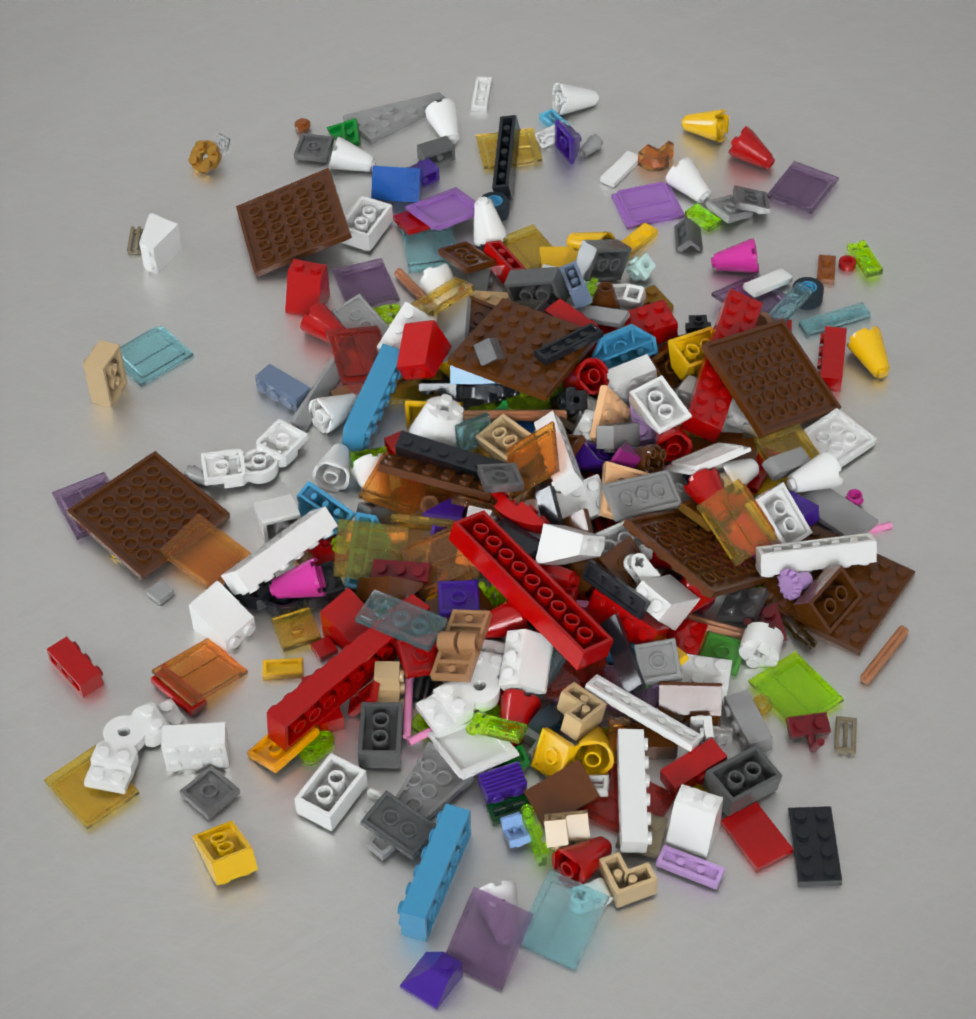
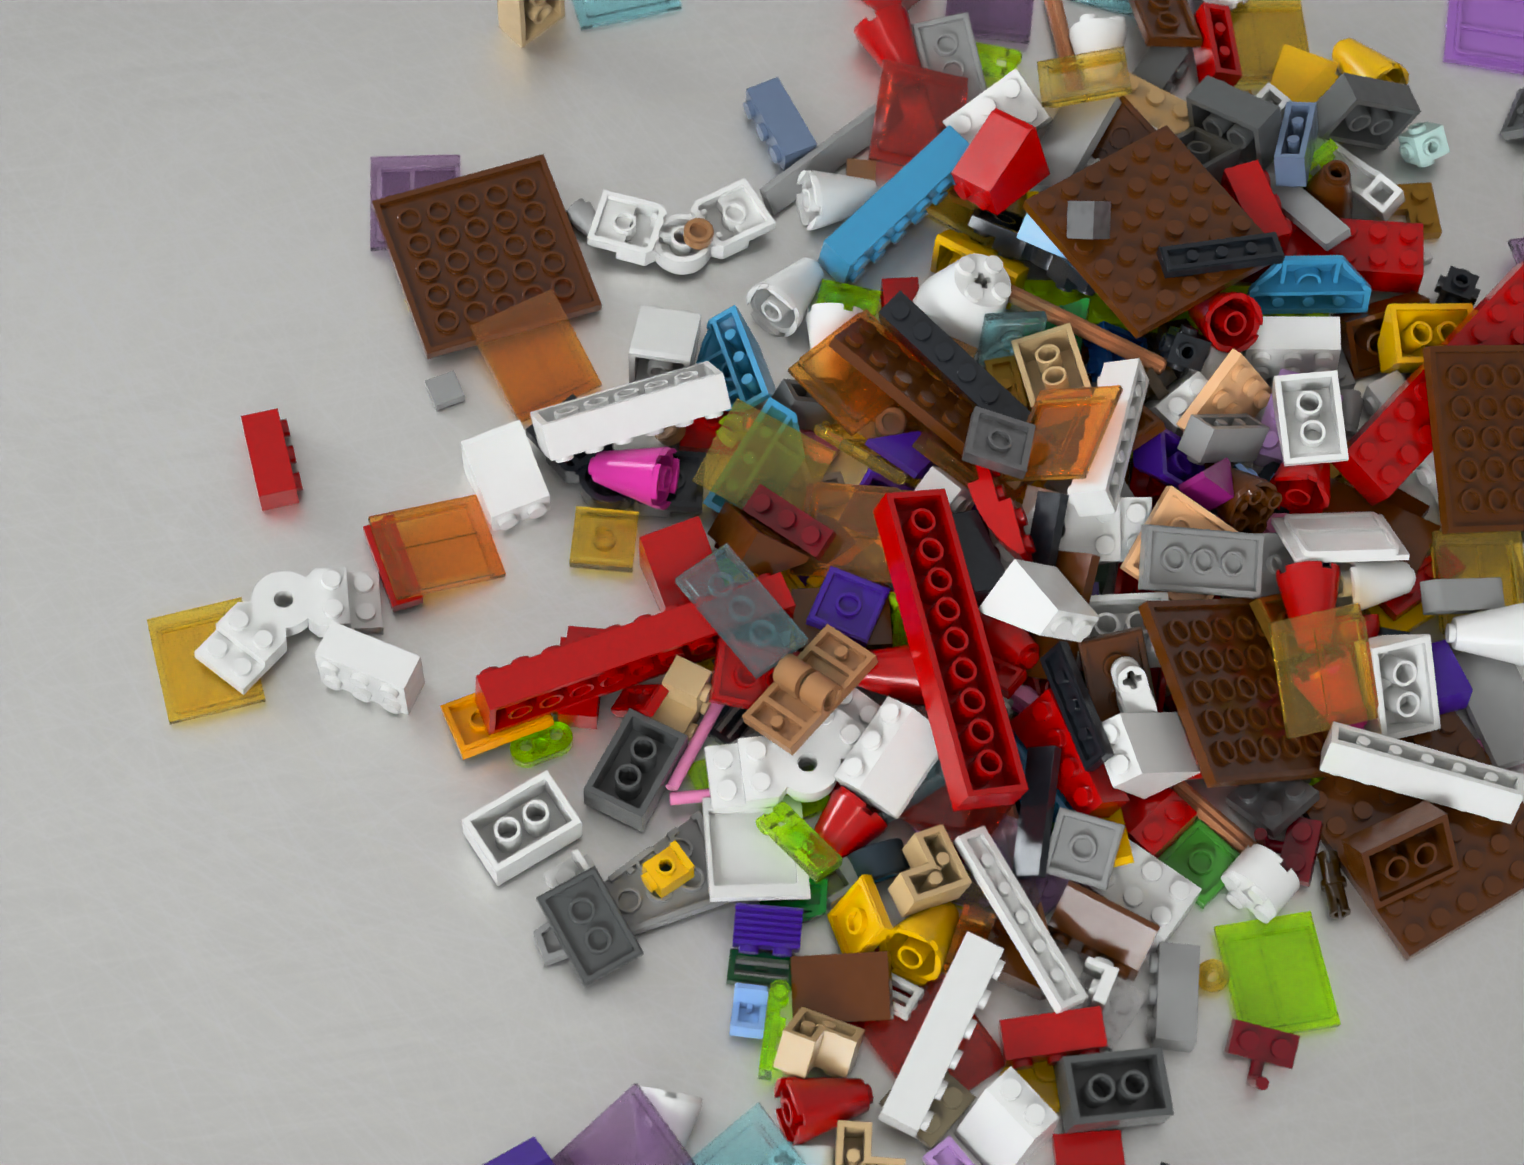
camera: 20 degrees right, 15 degrees up
(209, 792) = (359, 746): flat silver plate -> none
(225, 852) = (334, 850): yellow slope -> none
(267, 454) = (698, 233): none -> medium nougat tile
(283, 668) = (556, 593): yellow tile -> none
(324, 648) = (629, 587): red tile -> none
(429, 776) = (665, 882): none -> yellow brick
(434, 872) = (601, 1025): dark azure brick -> none
(640, 237) = (1449, 88): yellow plate -> none
(793, 583) = (1361, 803): lavender gear -> none
(844, 750) = (1297, 1107): dark tan tile -> none
(884, 655) = (1442, 979): nougat axle -> none

